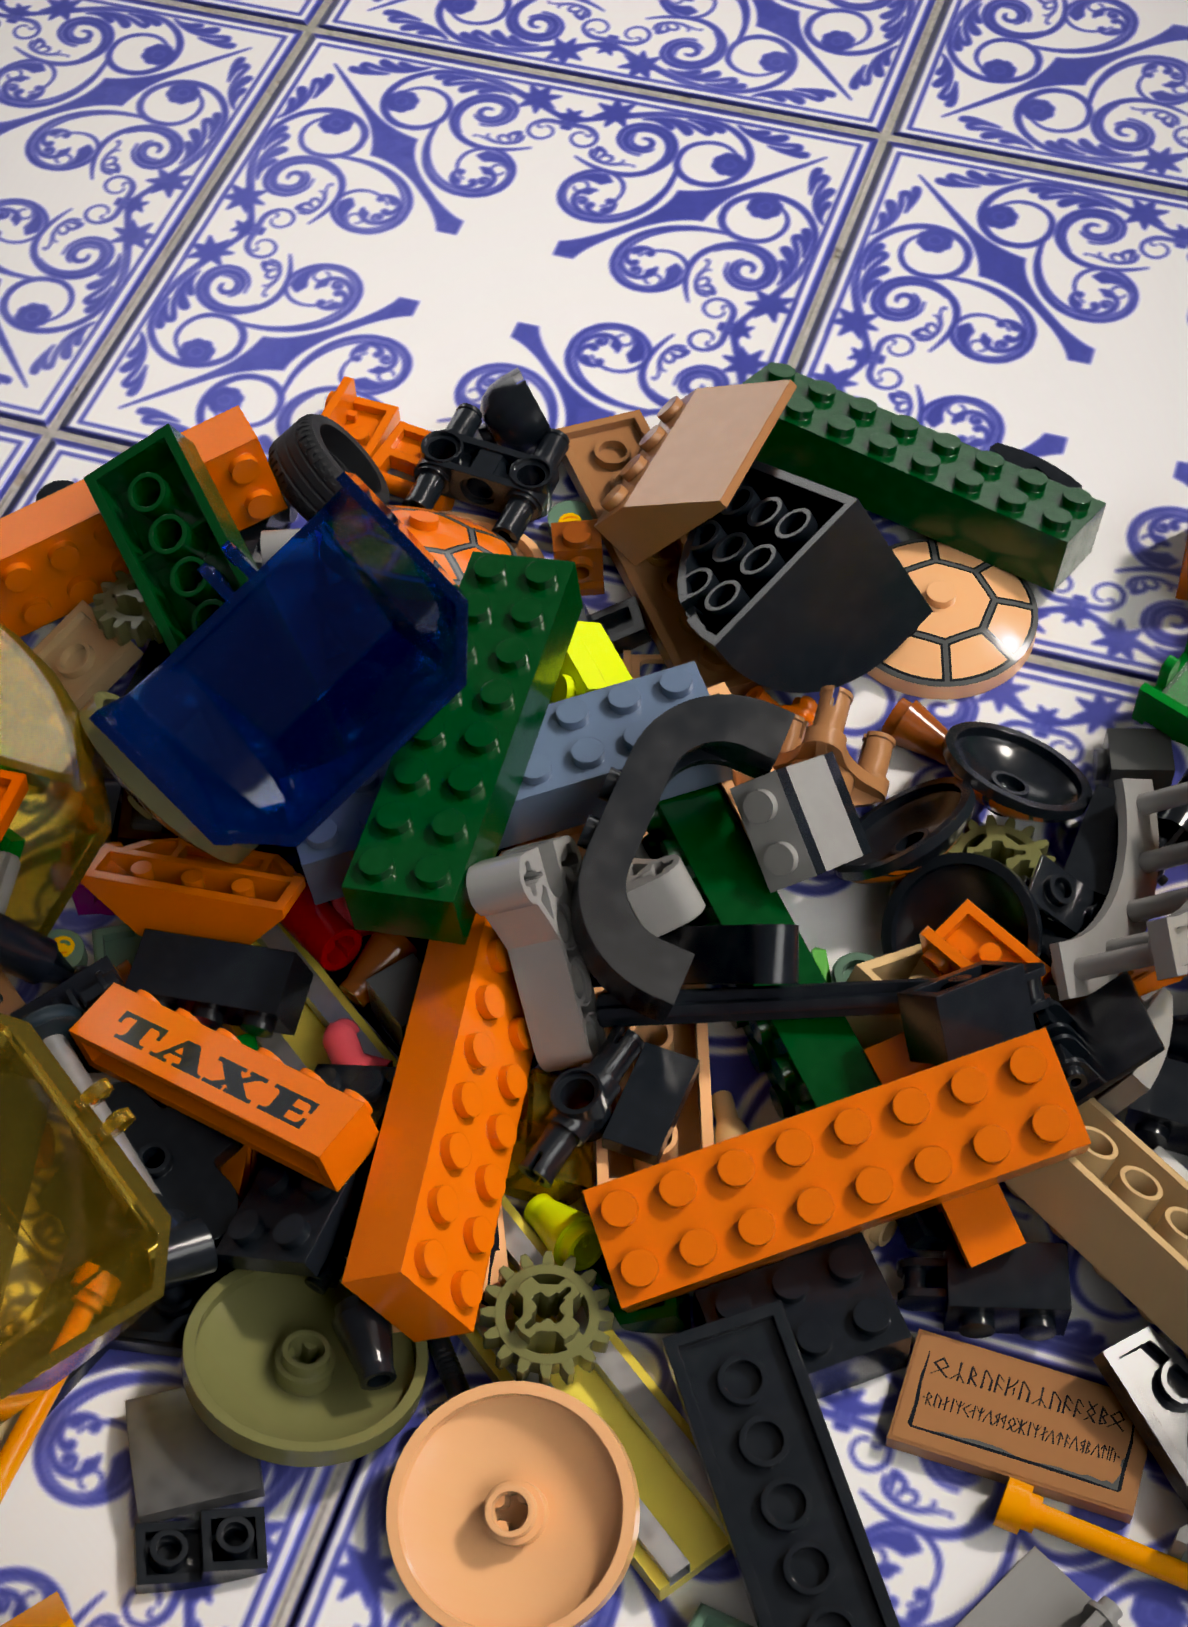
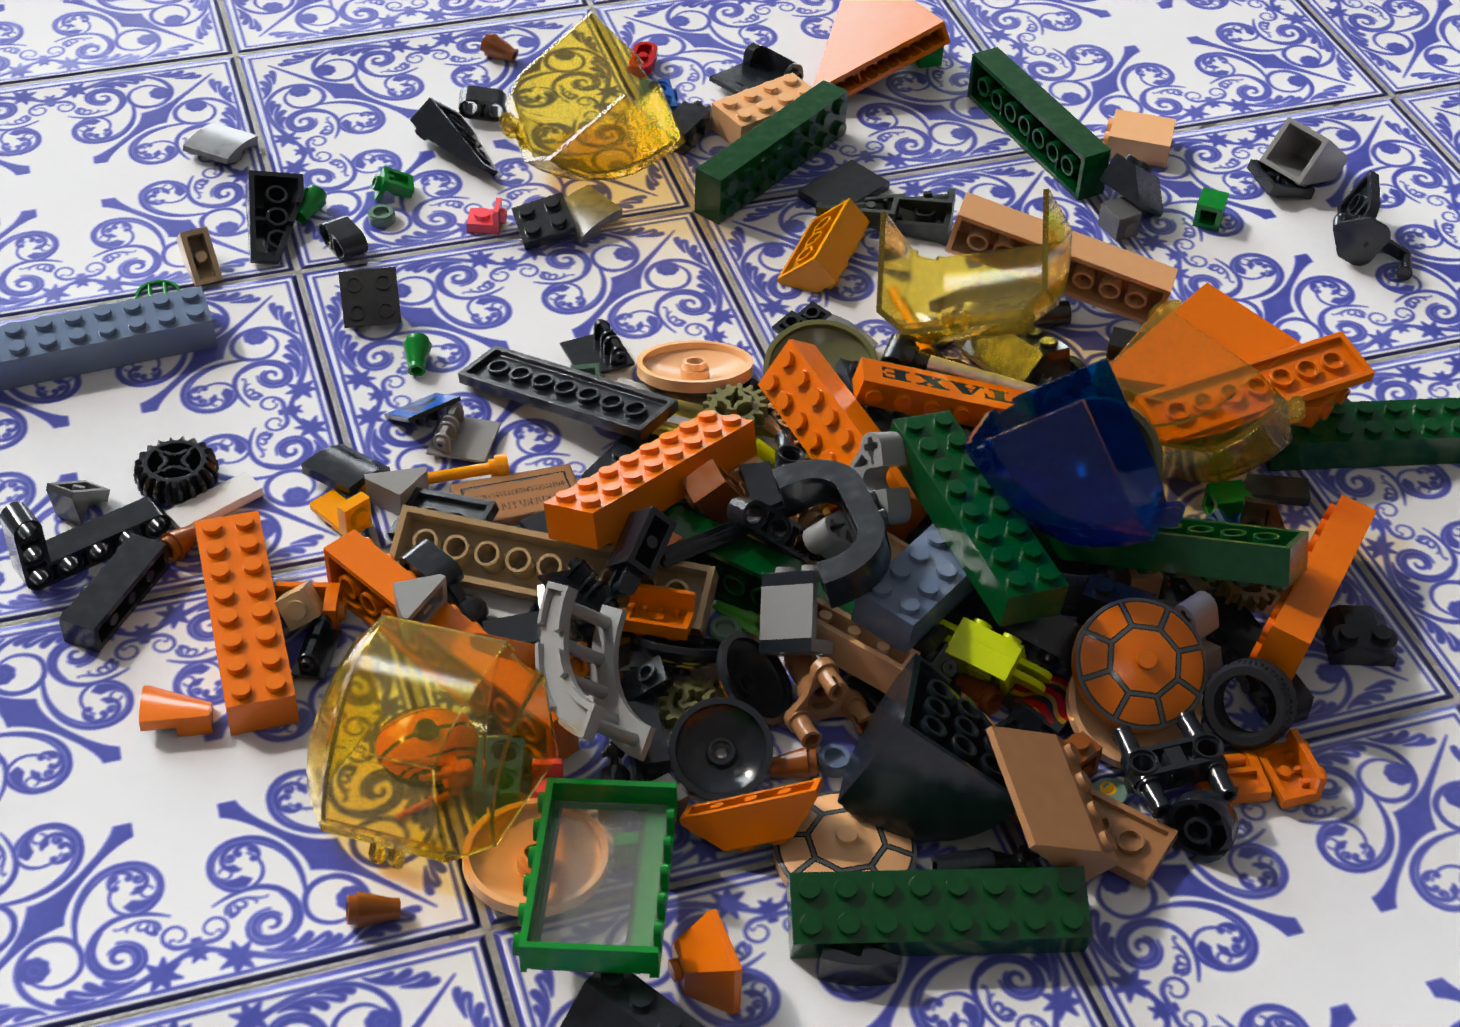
camera: 140 degrees right, 10 degrees down
(753, 1088) = (711, 491): none -> dark orange brick
(862, 717) = (833, 760): none -> sand blue tile
(1029, 669) = (753, 817): none -> orange wedge

